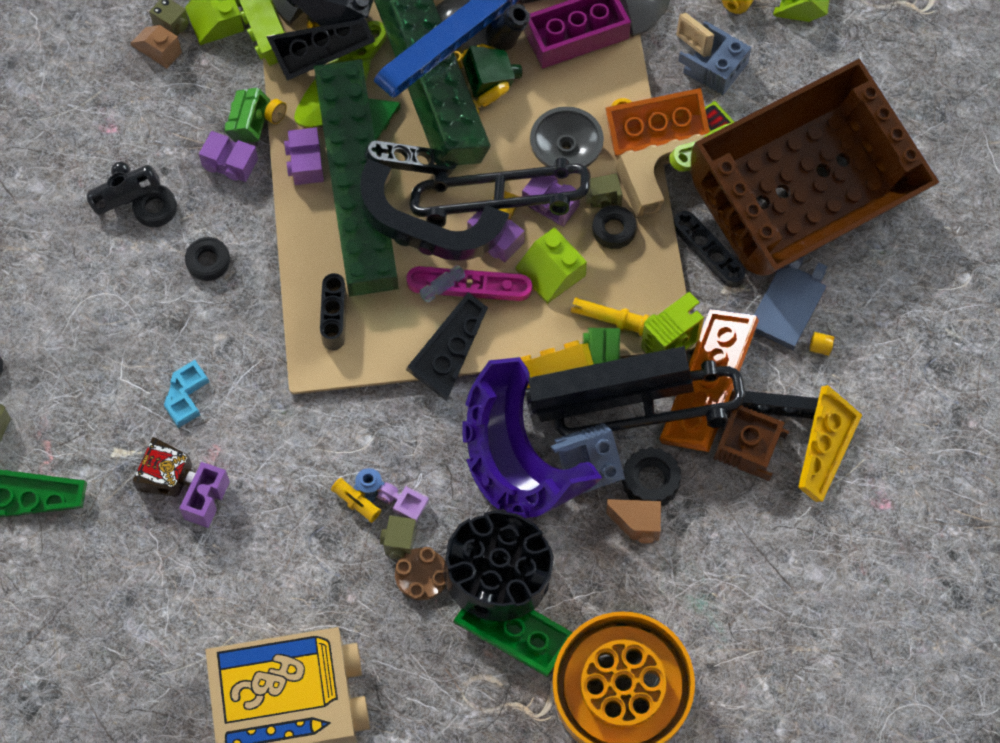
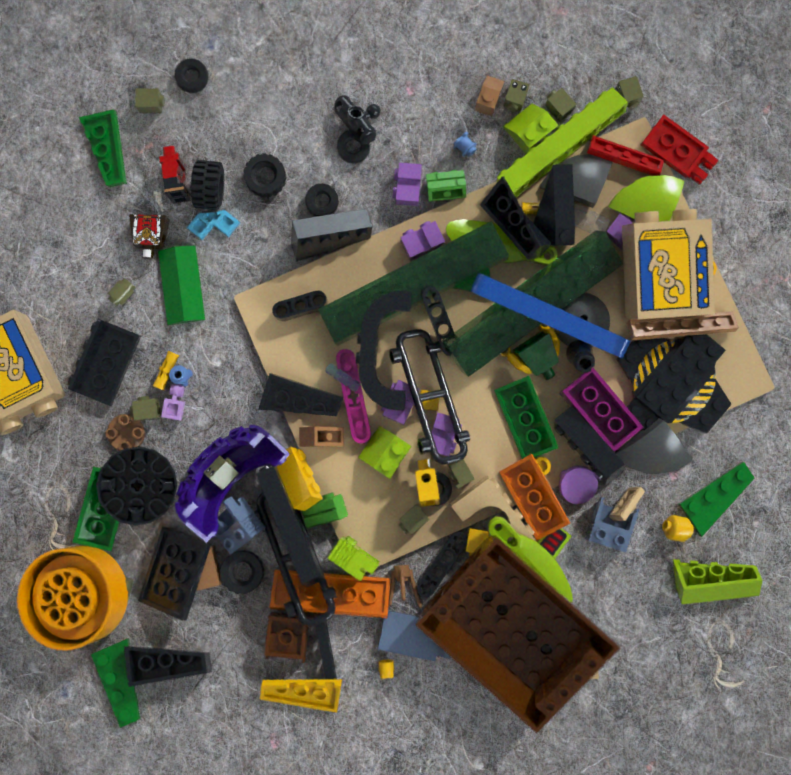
camera: 75 degrees right, 20 degrees up
(105, 413) = (174, 176): none -> hips
(135, 372) = (207, 185): none -> black tyre
(155, 330) = (264, 161): none -> black tyre
(206, 84) = (465, 145): none -> medium blue brick
(206, 485) = (141, 265): medium lavender brick -> none
(230, 526) = (121, 292): none -> olive brick
(251, 453) = (181, 285): none -> green slope
(253, 256) = (329, 232): none -> black wedge
(275, 111) = (454, 205): tile -> none
(317, 573) = (103, 362): none -> black bracket
(507, 333) = (321, 436): none -> medium nougat slope
(514, 460) = (221, 472): none -> brick
(533, 100) = (526, 418): none -> green slope
(566, 128) = (508, 427): dark grey dish -> none
(608, 221) = (427, 492): none -> yellow torso
(616, 48) = (589, 445): none -> black wedge
(622, 319) = (357, 517): yellow pin -> none
(628, 555) = (174, 573): none -> black plate
(644, 257) = (413, 520): none -> olive brick
(656, 77) = (578, 484): none -> medium lavender tile
(690, 200) = (475, 539): none -> yellow brick
(708, 293) = (402, 573): none -> medium nougat plant
(744, 610) = (158, 664): none -> black wedge
(748, 675) = (113, 673): none -> green wing

